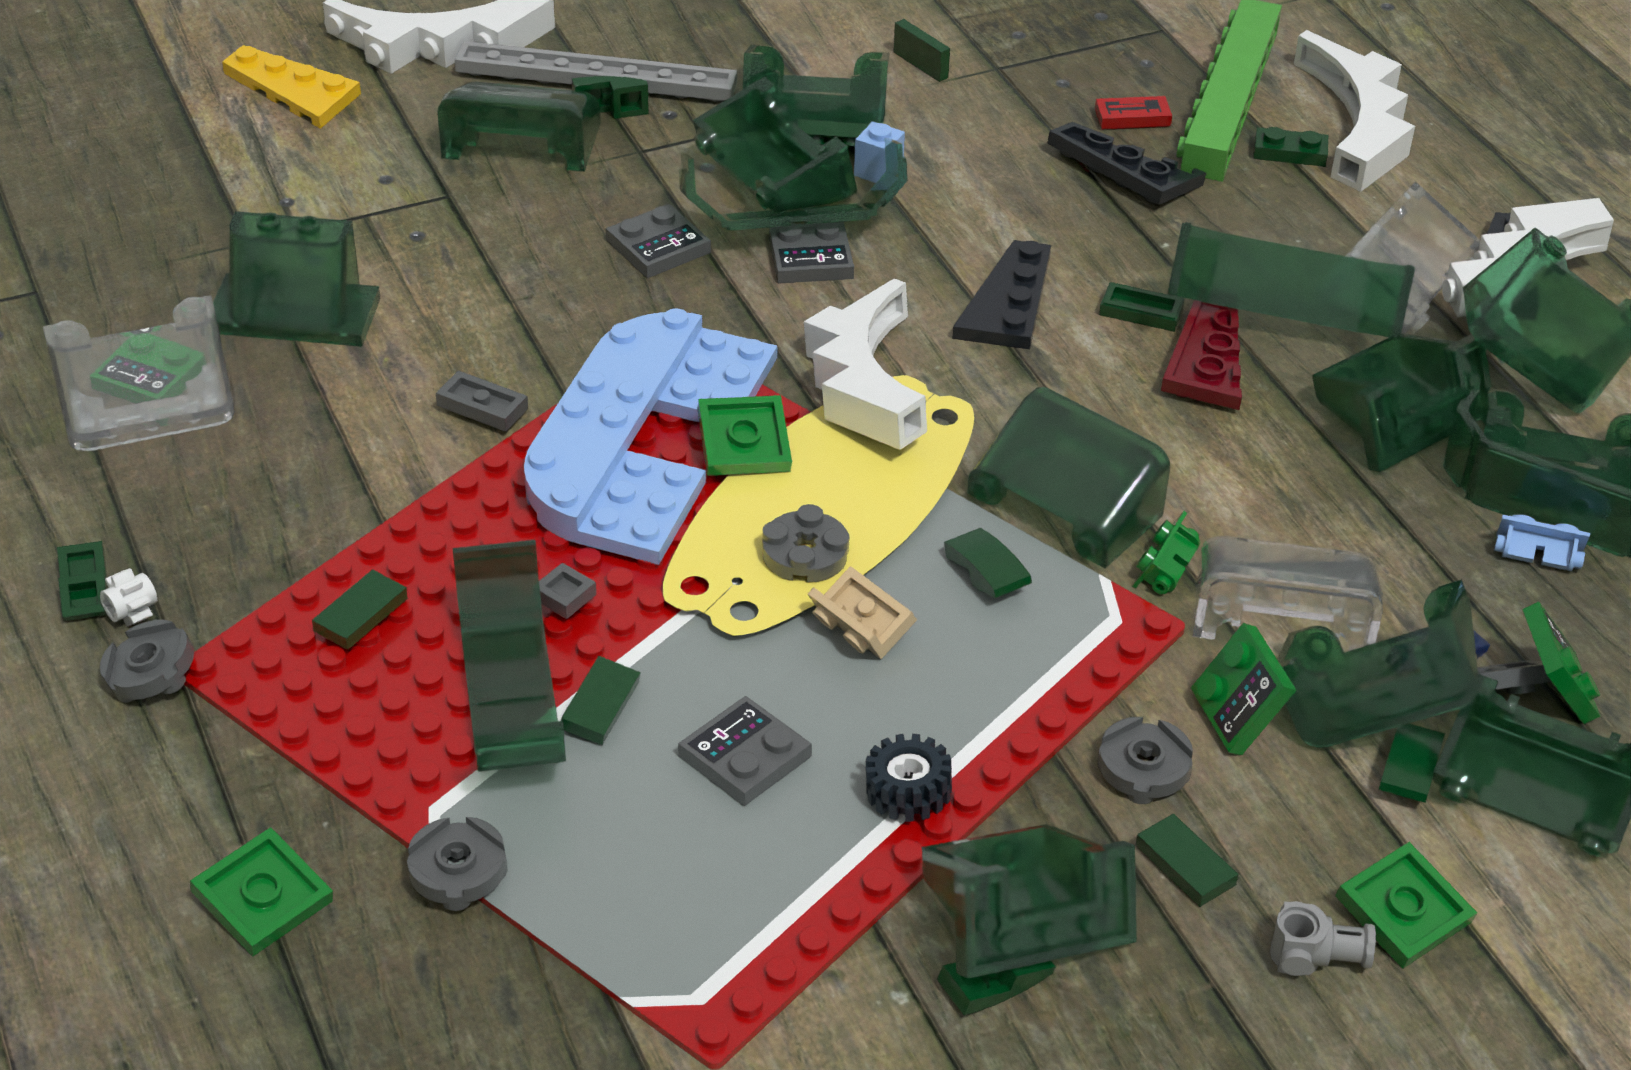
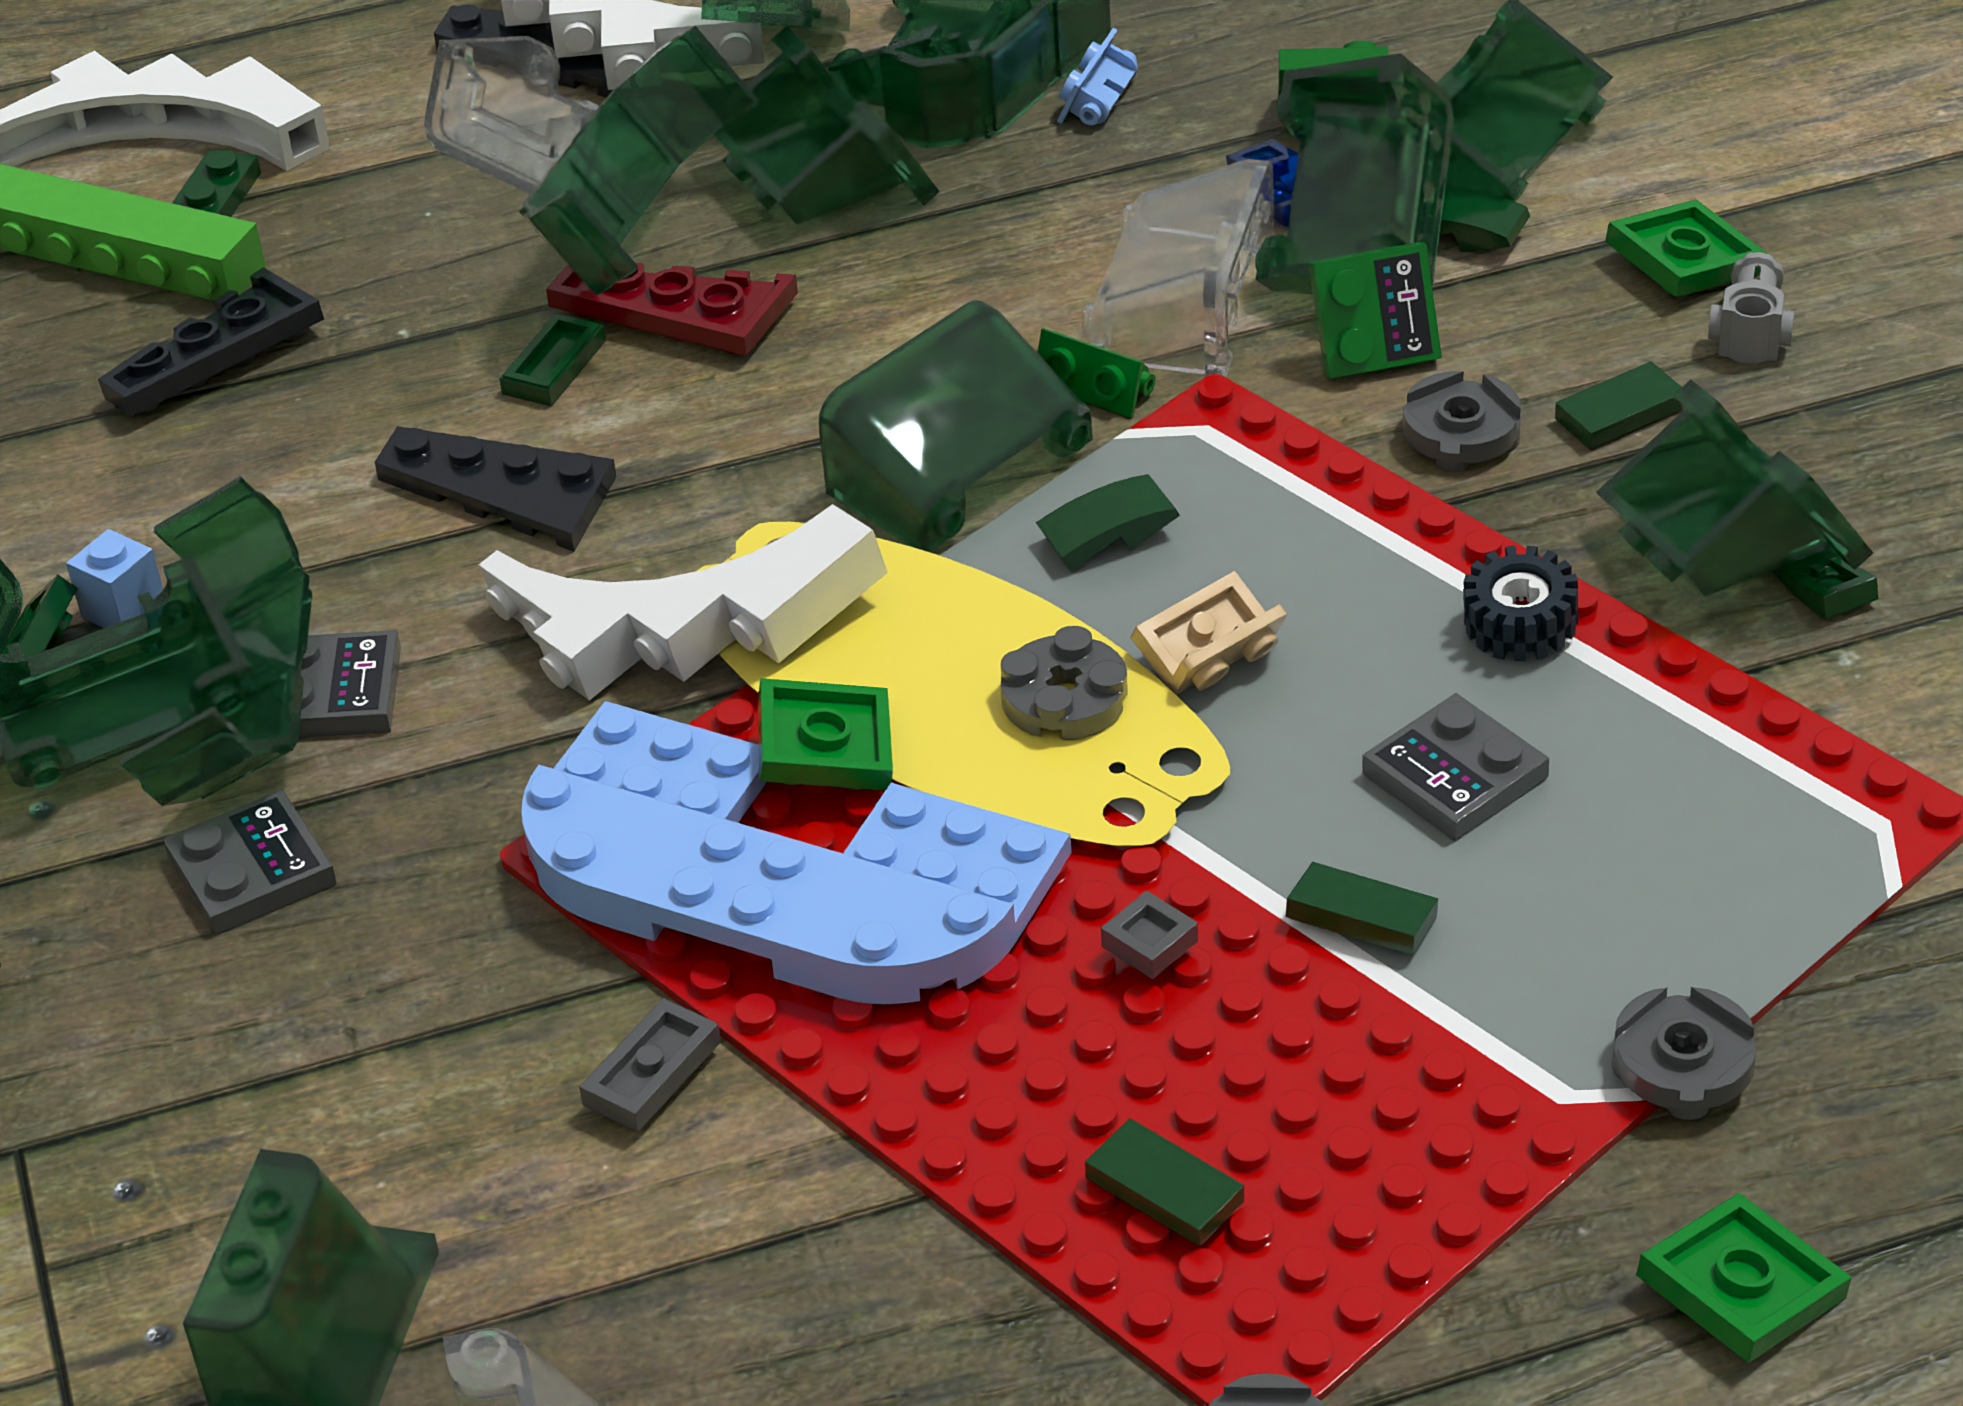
camera: 80 degrees left, 0 degrees up
(506, 657) = (1356, 998): clear green windscreen -> none
(1133, 112) = (73, 330): red tile -> none

